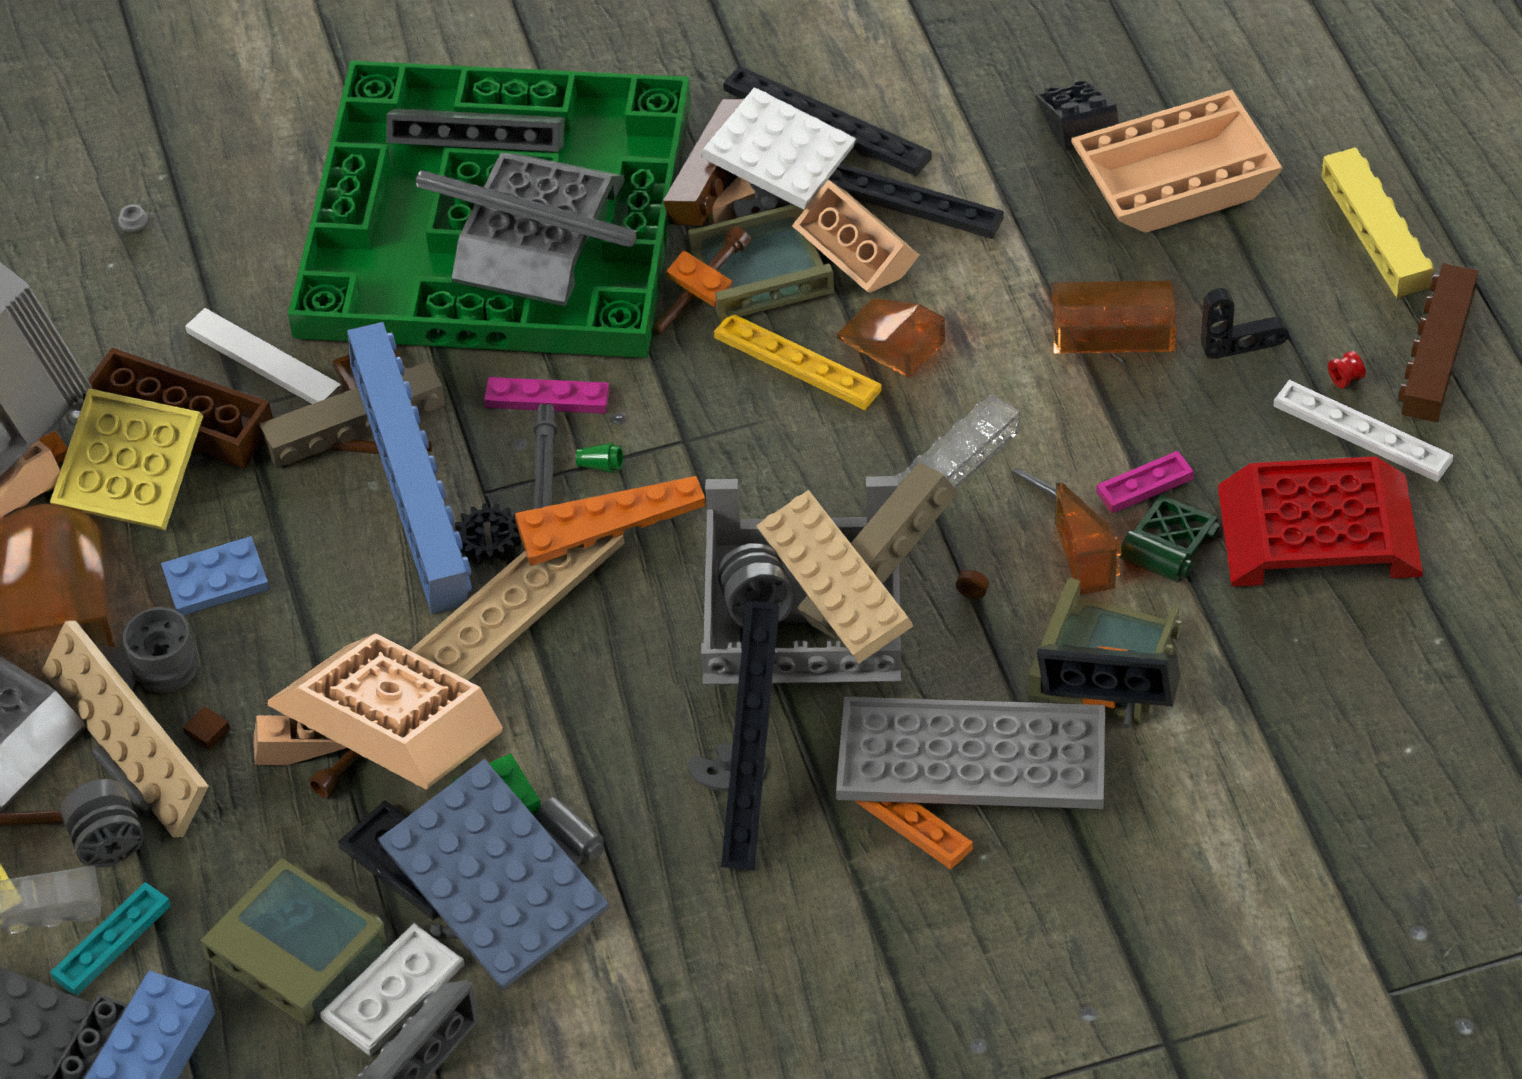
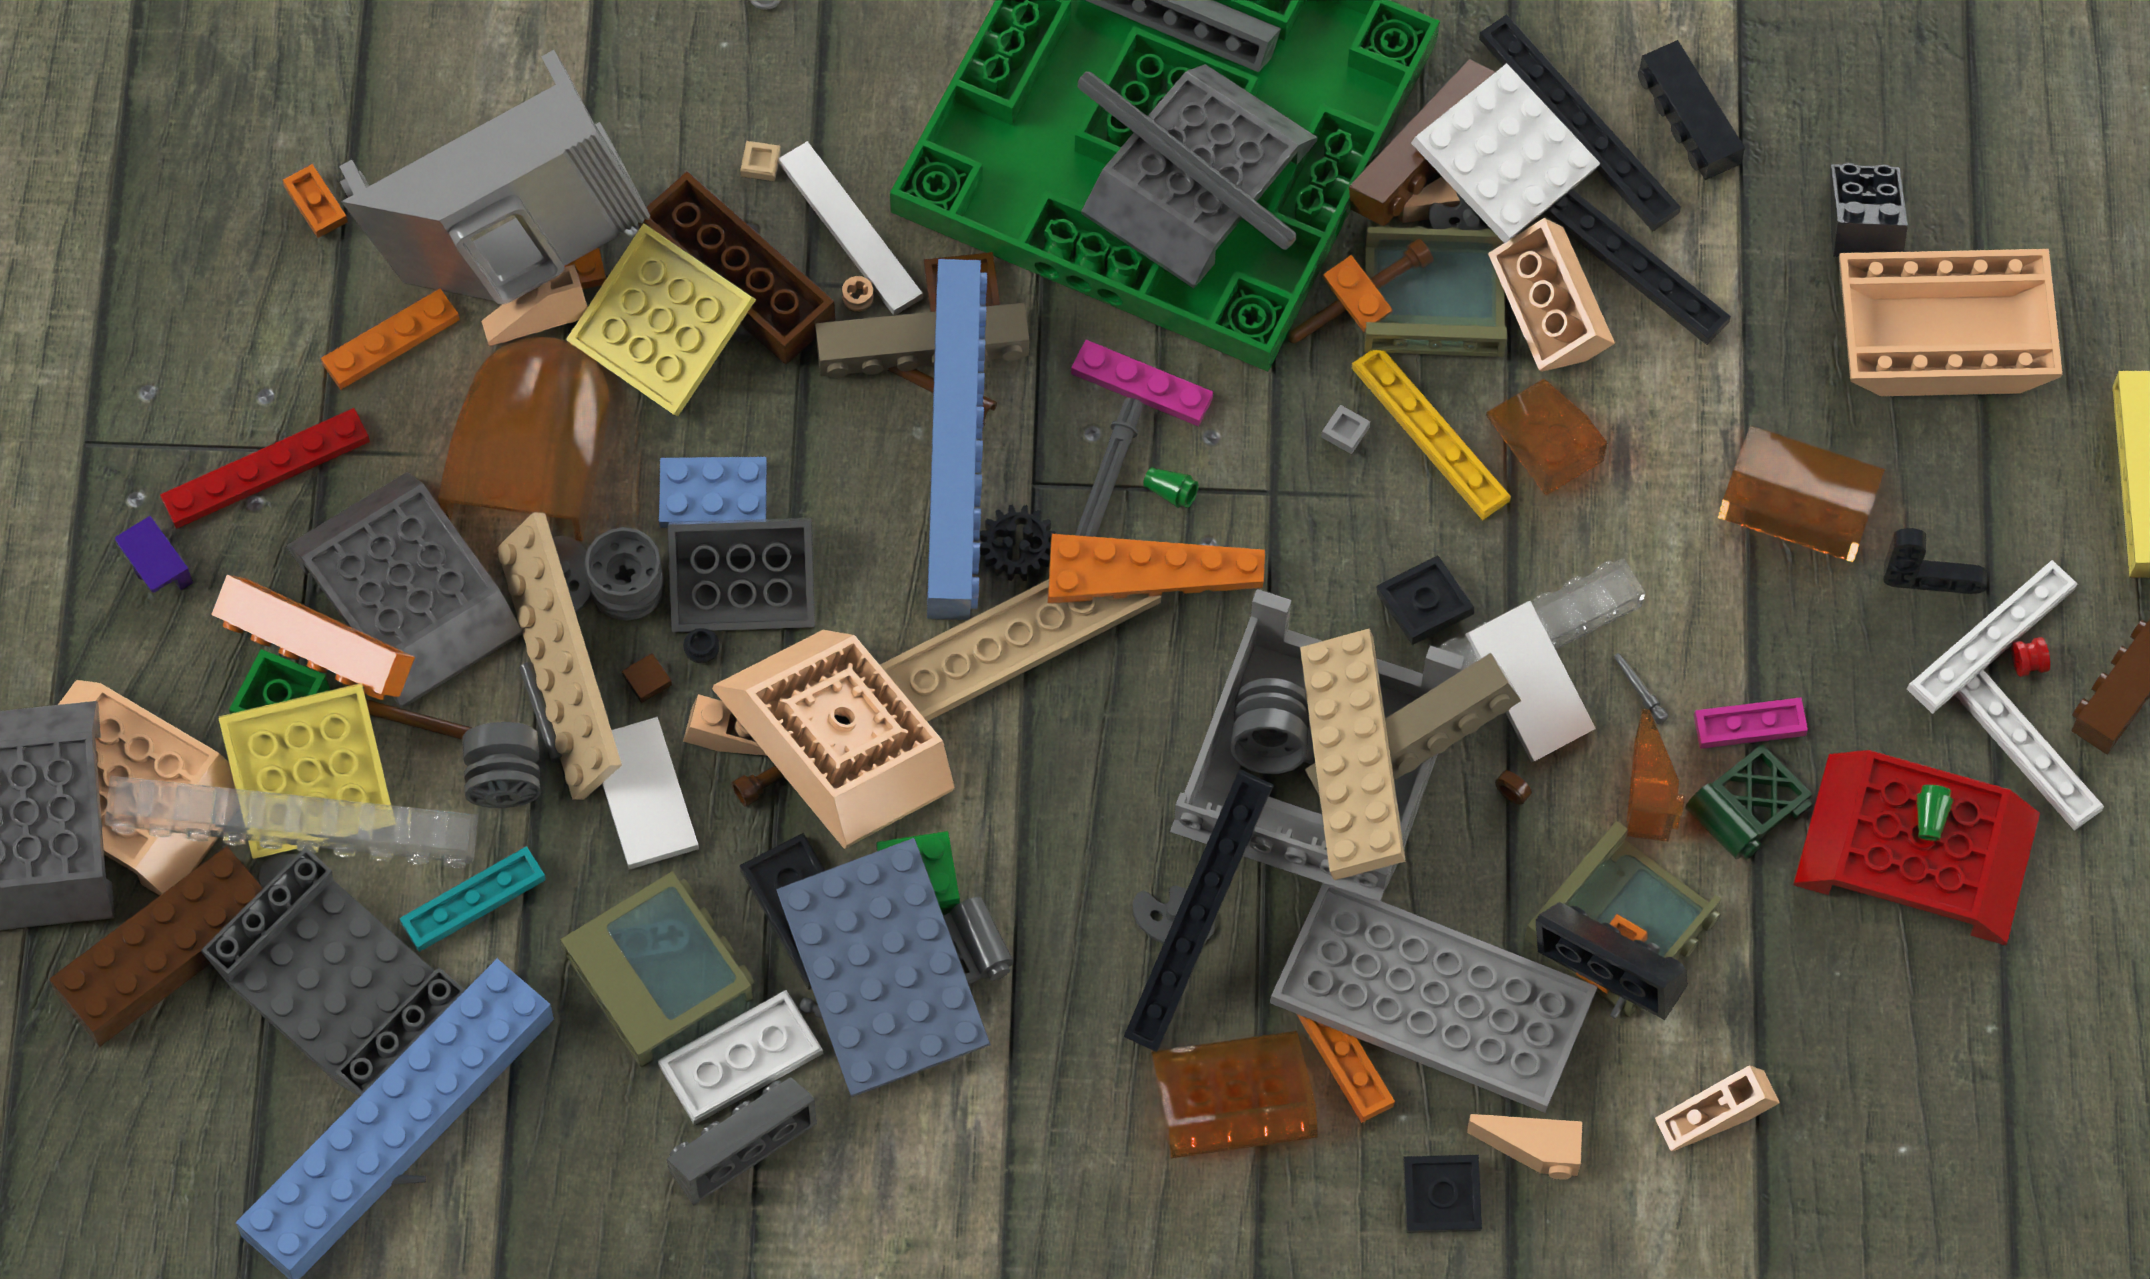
camera: 15 degrees right, 15 degrees up
(170, 334) = (760, 161): none -> tan tile
(240, 817) = (647, 797): none -> white tile
(245, 688) = (701, 645): none -> black plate
(261, 623) = (741, 574): none -> dark grey slope
(284, 393) = (864, 300): none -> light nougat bush
(727, 377) = (1345, 429): none -> light grey plate
(835, 881) = (1235, 1094): none -> clear orange slope
(841, 475) = (1425, 600): none -> black plate
(911, 87) = (1690, 110): none -> black brick
(974, 516) = (1549, 704): none -> white tile
(1042, 900) = (1442, 1193): none -> black plate
(1102, 836) = (1541, 1144): none -> light nougat slope
(1244, 762) = (1718, 1108): none -> light nougat slope
(1309, 365) = (1992, 636): none -> white tile
(1323, 485) = (1933, 809): none -> green cone

